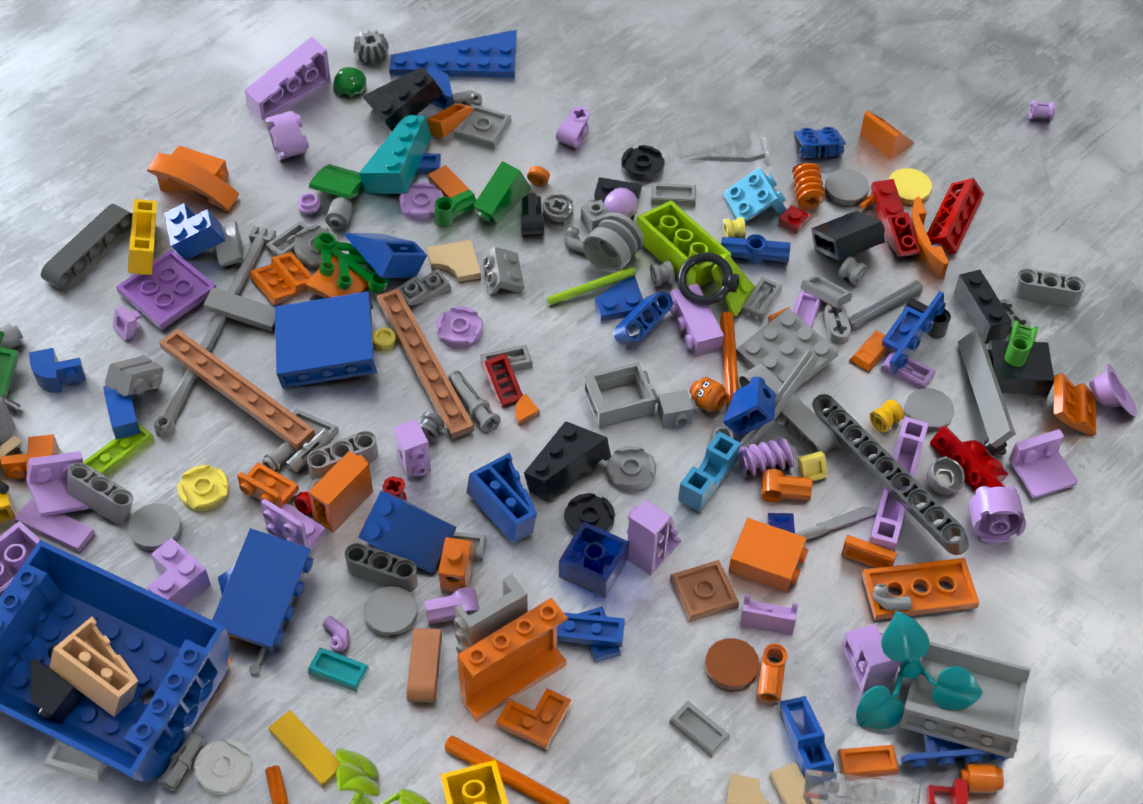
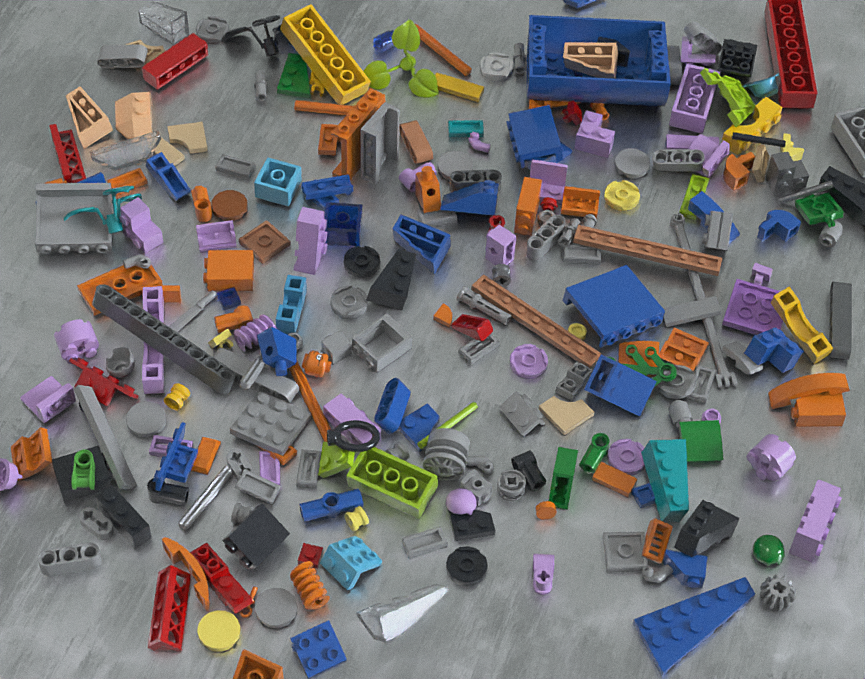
camera: 155 degrees right, 0 degrees up
(653, 658) = (278, 181): none -> medium azure brick

